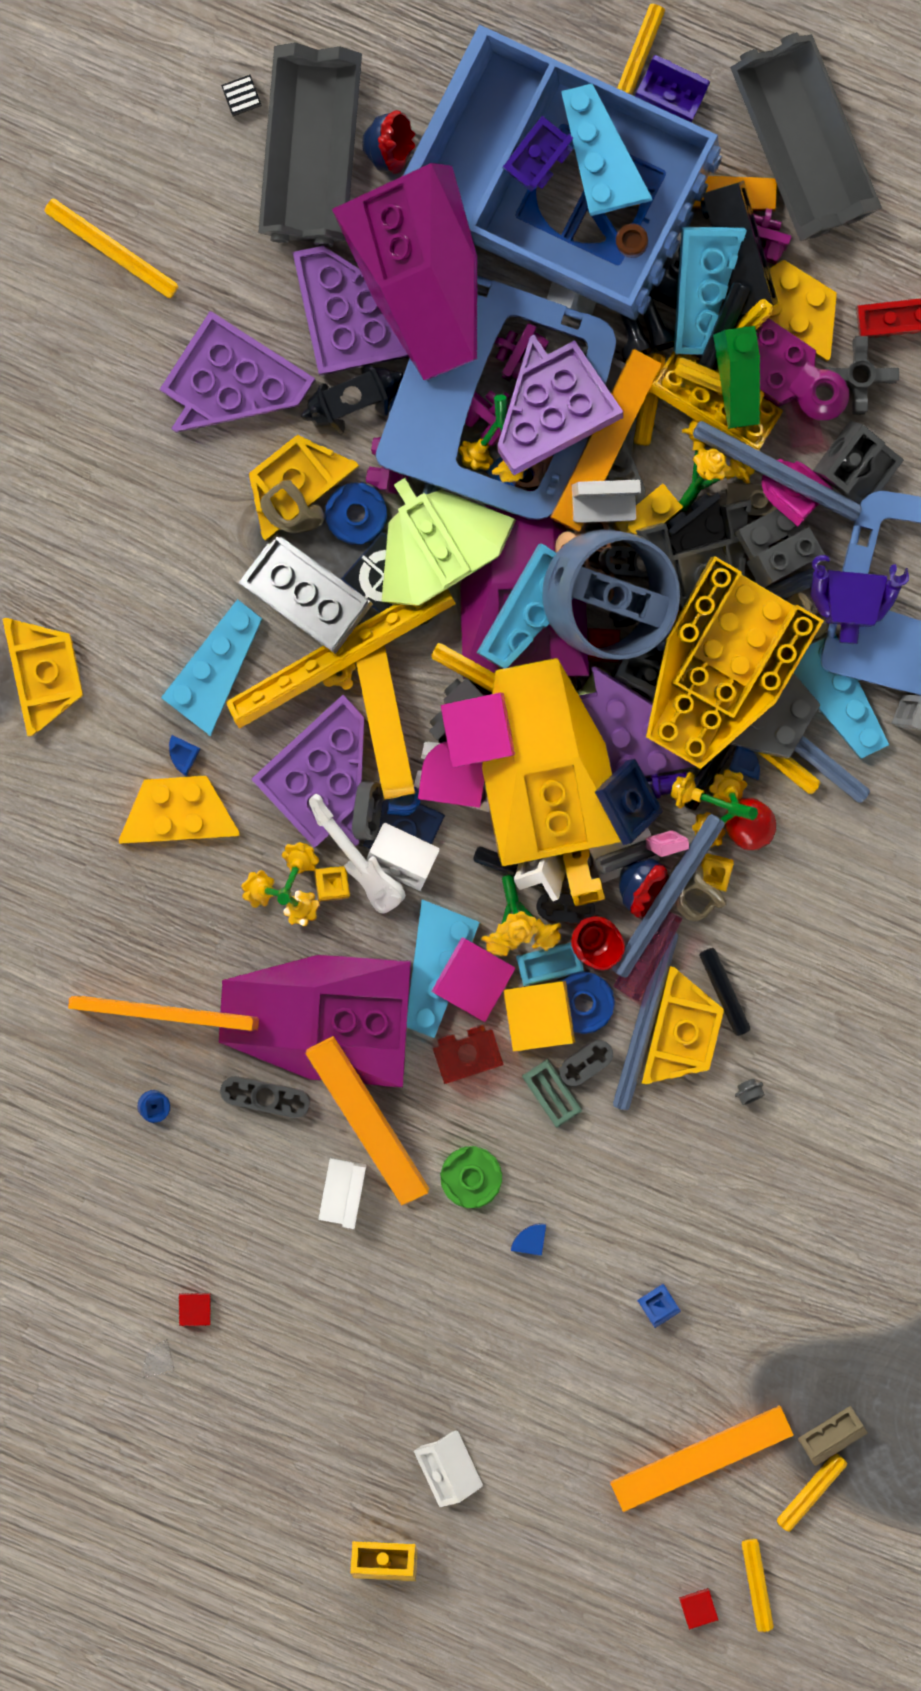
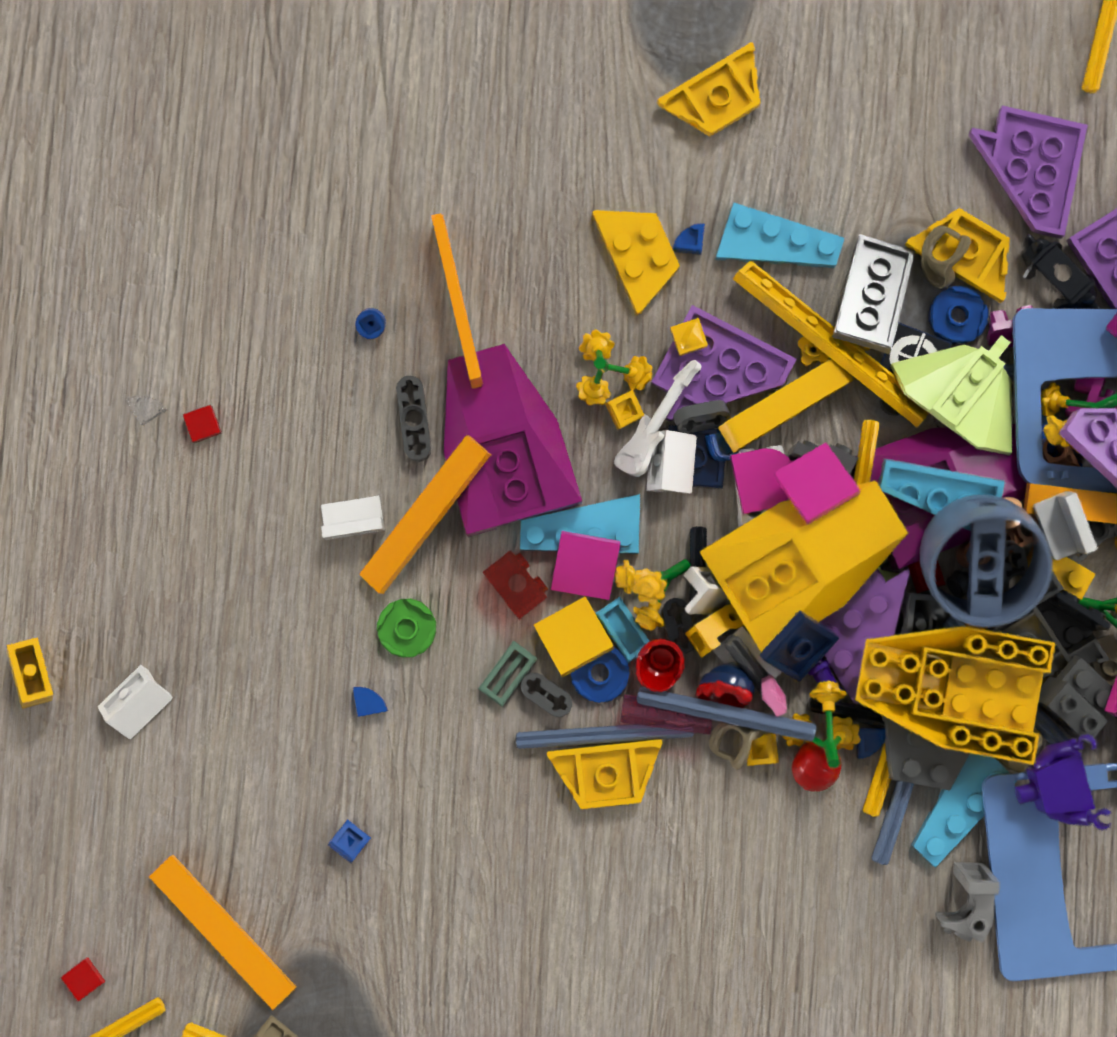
camera: 70 degrees right, 5 degrees down
(283, 794) = (688, 337): none -> yellow tile
(724, 991) = (656, 797): black axle -> none
(749, 1091) = (573, 854): dark grey plate -> none

